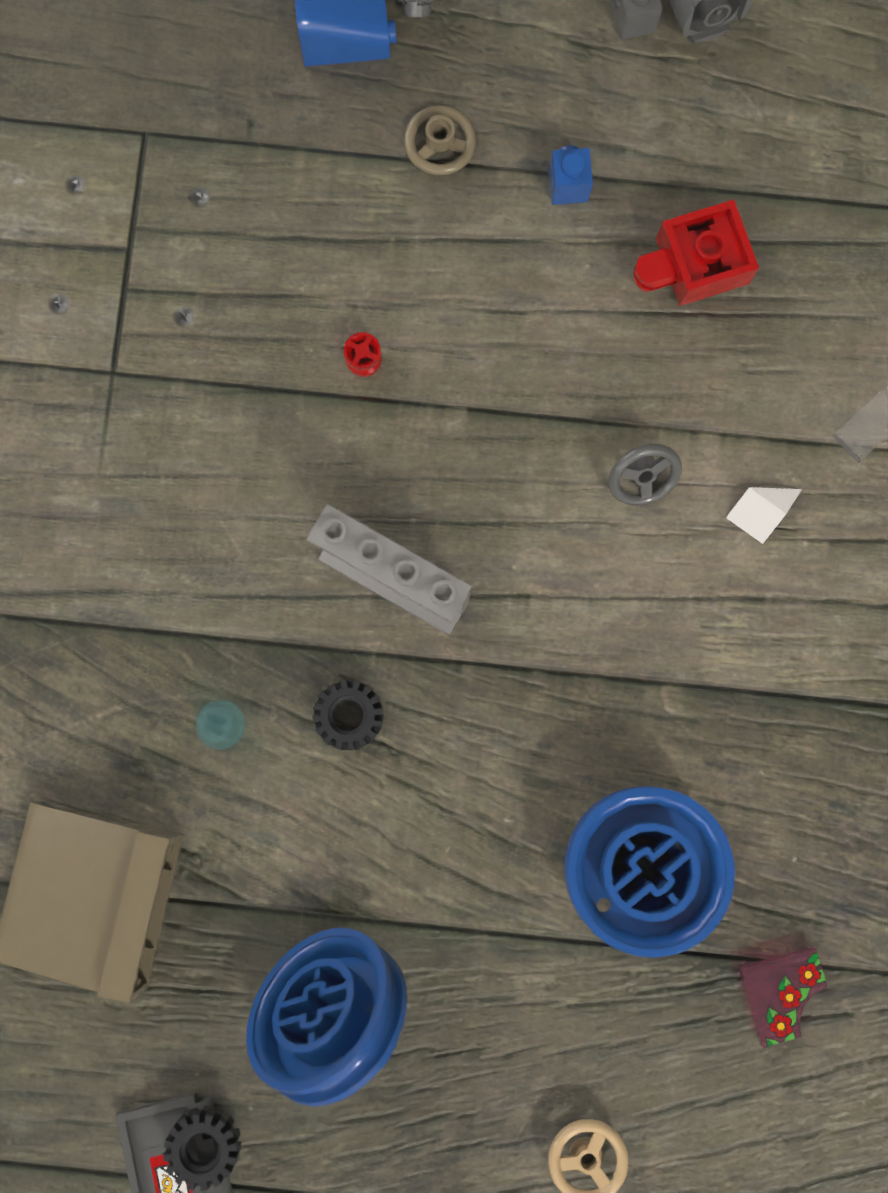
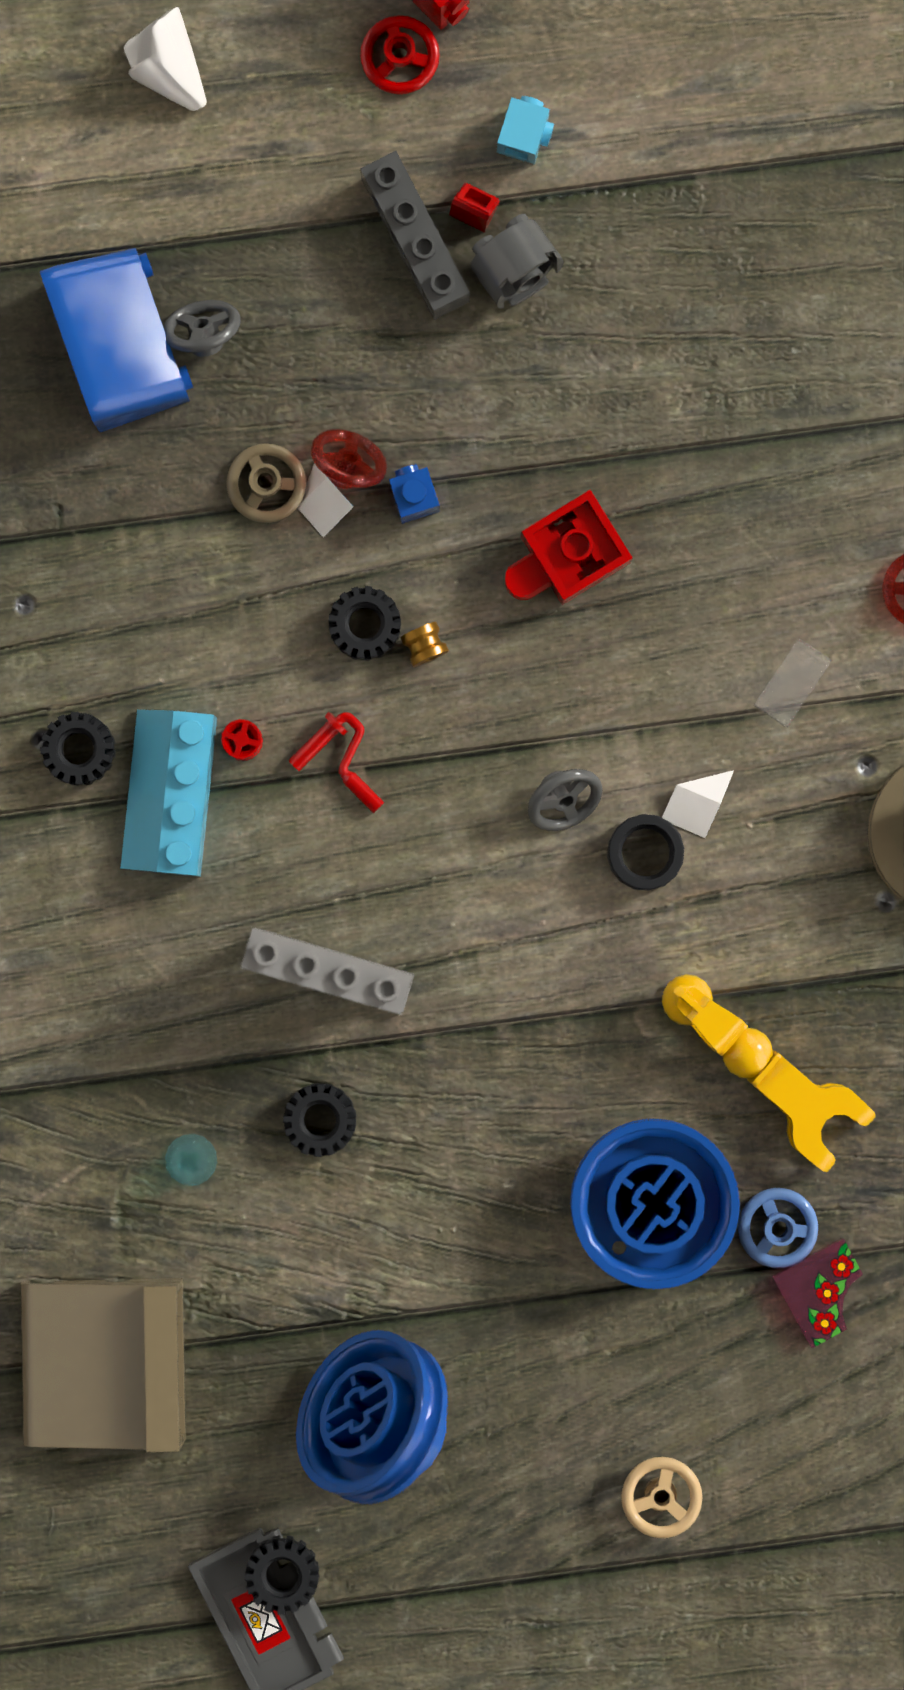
camera: 10 degrees left, 5 degrees up
(197, 312) = (53, 748): none -> black tyre
(286, 385) = (169, 792): none -> medium azure slope
(451, 412) = (322, 738): none -> red piece
(487, 166) = (323, 502): none -> white sticker
(498, 257) = (353, 601): none -> black tyre
(515, 135) = (346, 465): none -> clear red piece
(548, 308) = (424, 644): none -> pearl gold wheel
(726, 519) = (674, 842): none -> black tyre
(766, 751) = (751, 1056): none -> yellow piece
(768, 926) = (808, 1231): none -> medium blue piece

